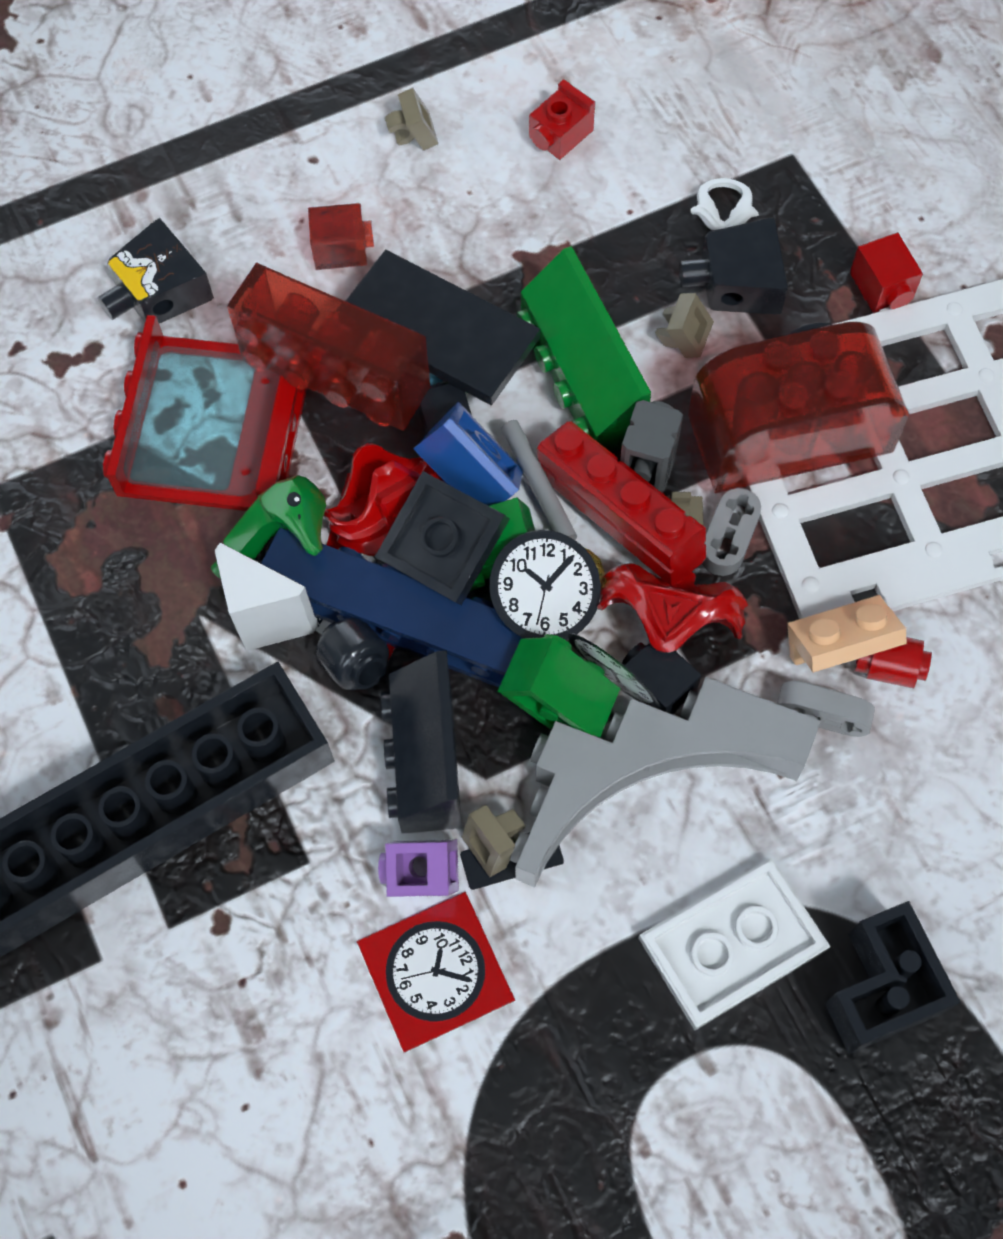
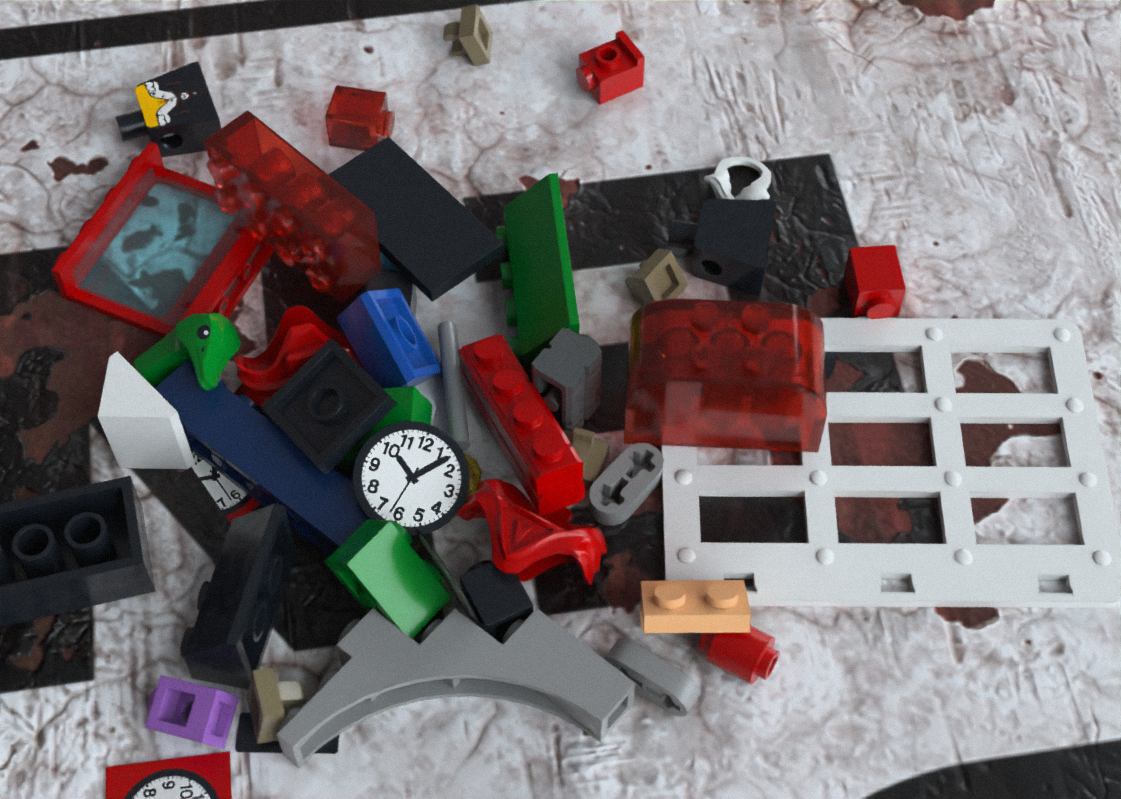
camera: 15 degrees right, 10 degrees down
(352, 654) = (210, 494): black head -> none

